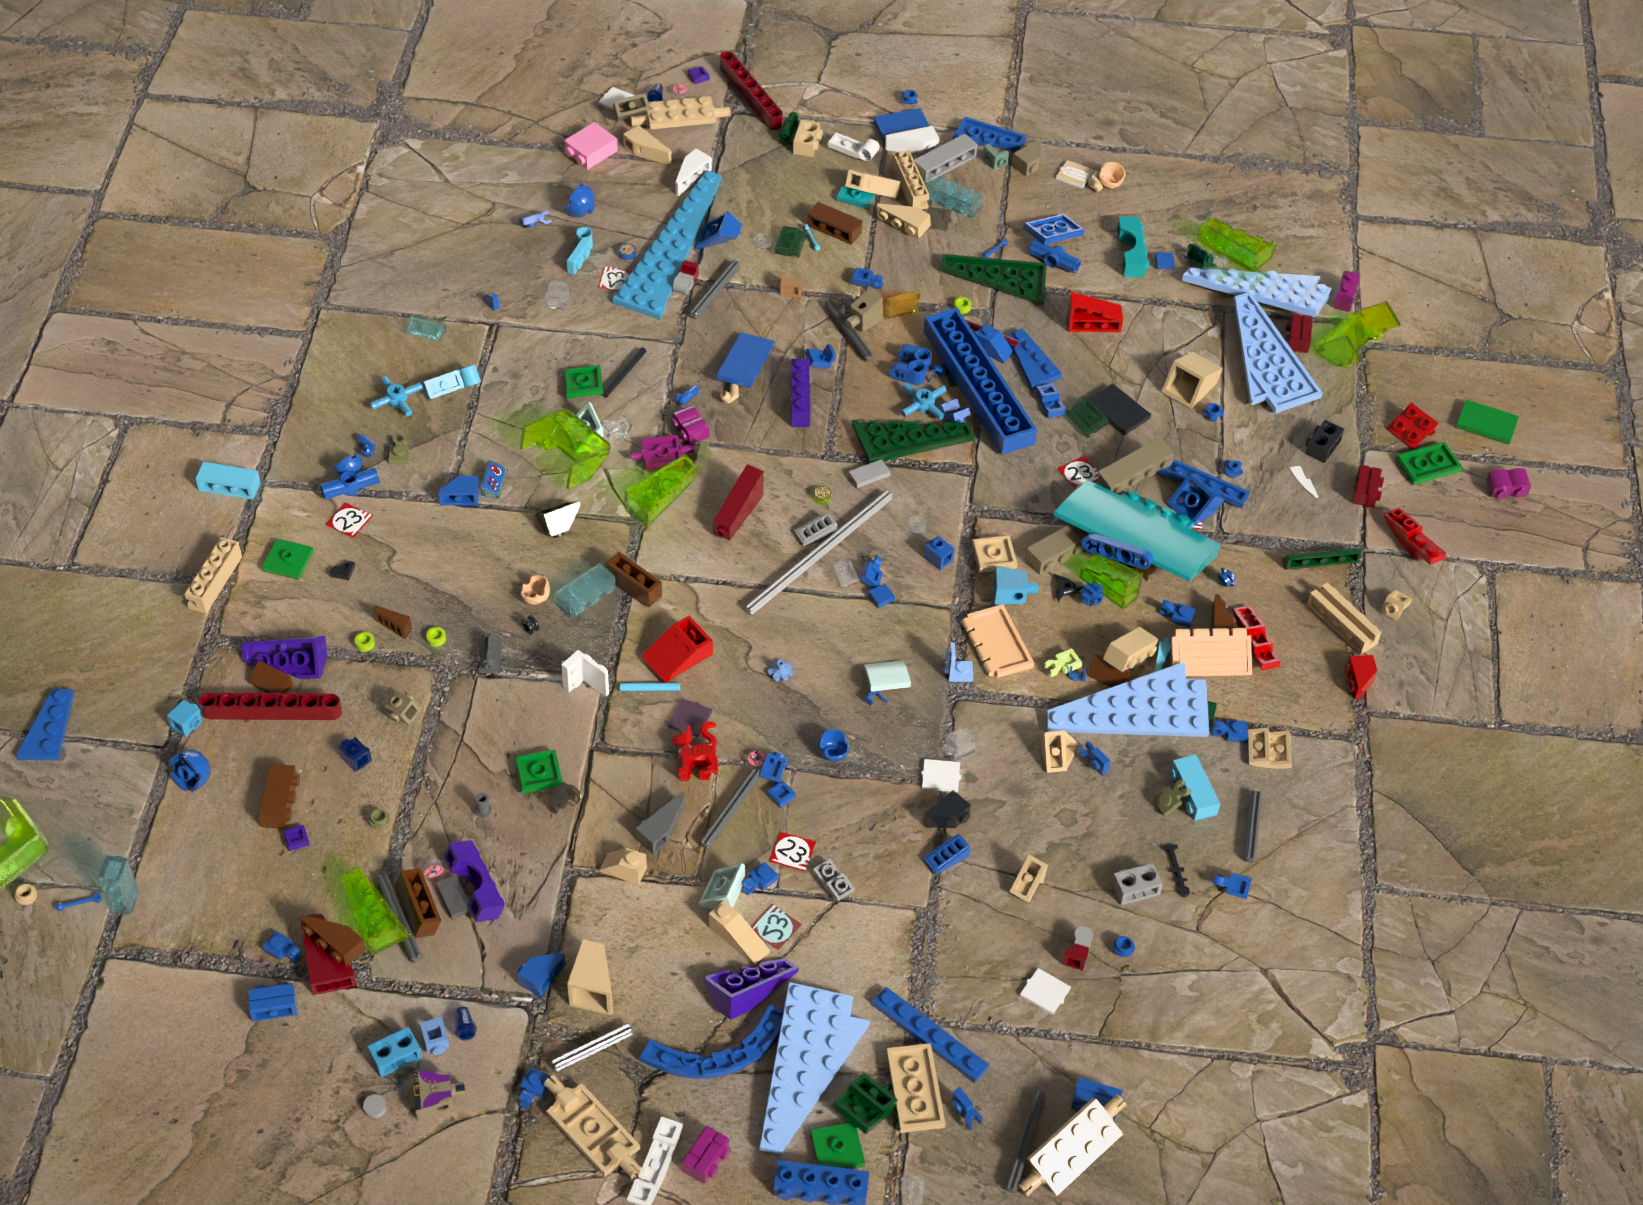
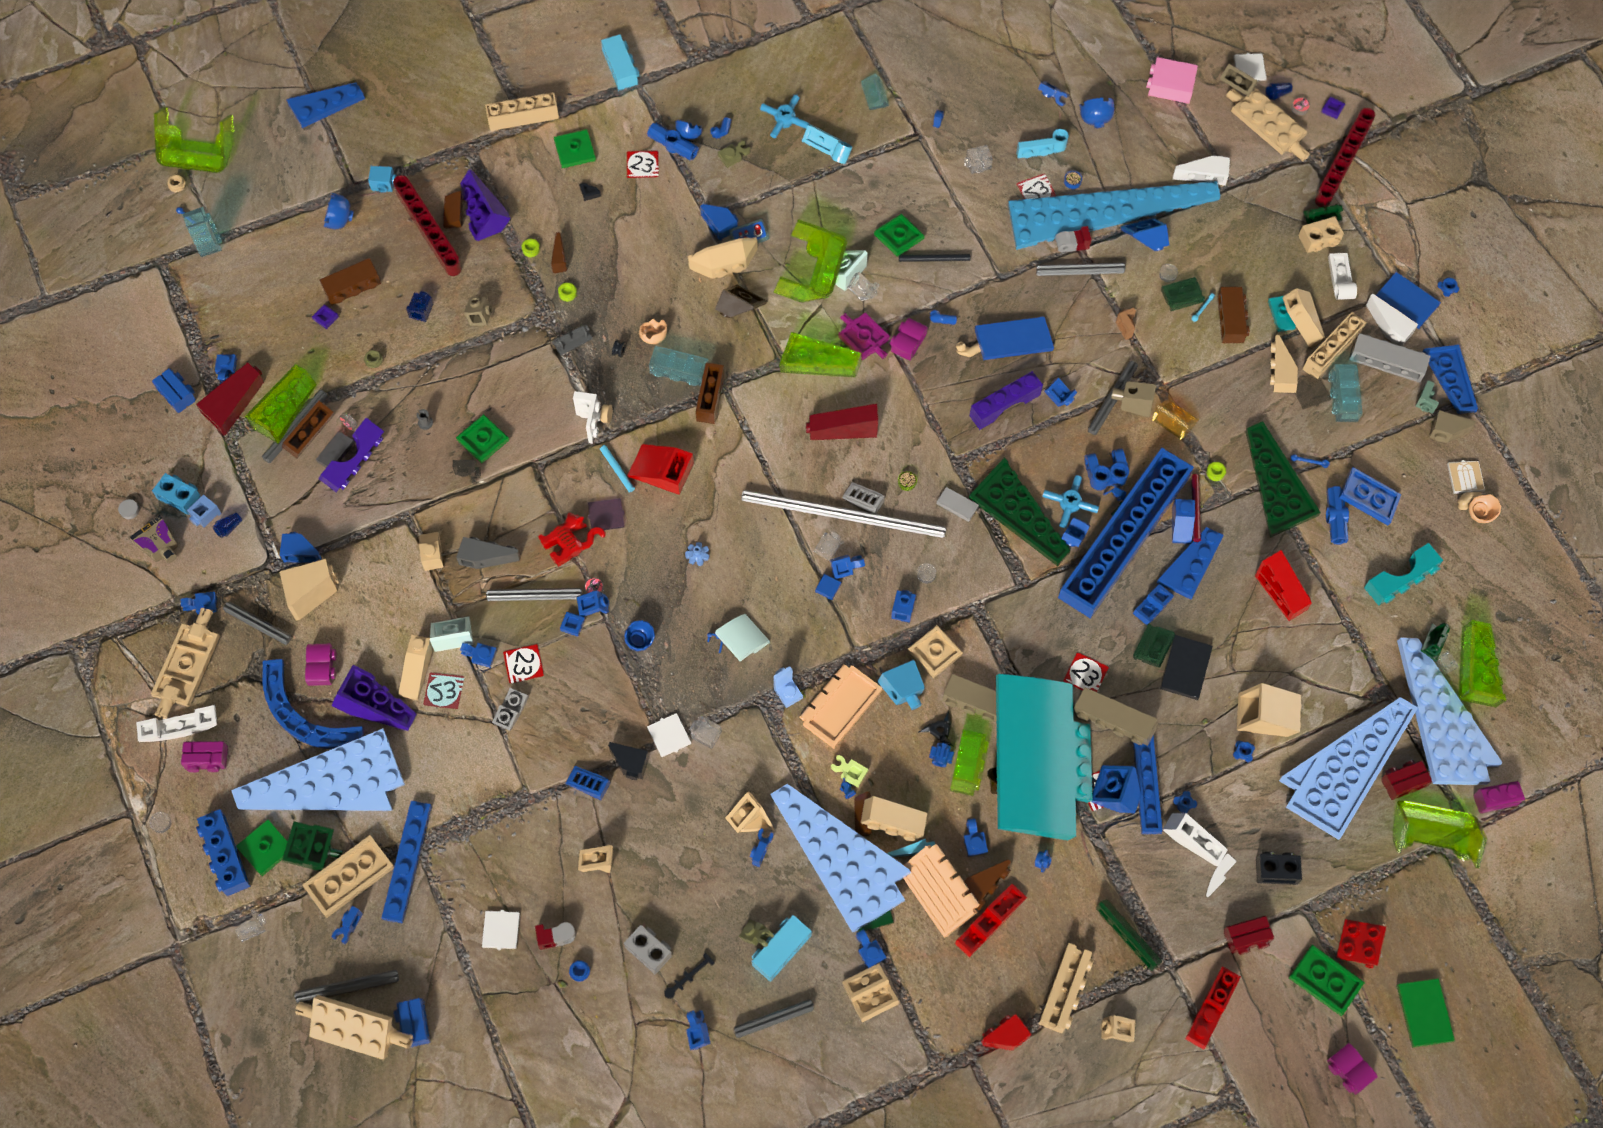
camera: 60 degrees right, 15 degrees up
(336, 938) = (235, 397): reddish brown slope -> none
(505, 508) = (724, 258): none -> tan wedge
(644, 145) = (1206, 119): tan slope -> none
(678, 1011) = (319, 664): none -> magenta brick
(703, 456) = (880, 368): olive plate -> none
(865, 277) = (1185, 375): blue plate -> none
(1091, 544) = (991, 750): blue beam -> none
(1164, 260) = (1411, 612): blue tile -> none
(1265, 476) = (1194, 837): none -> white slope

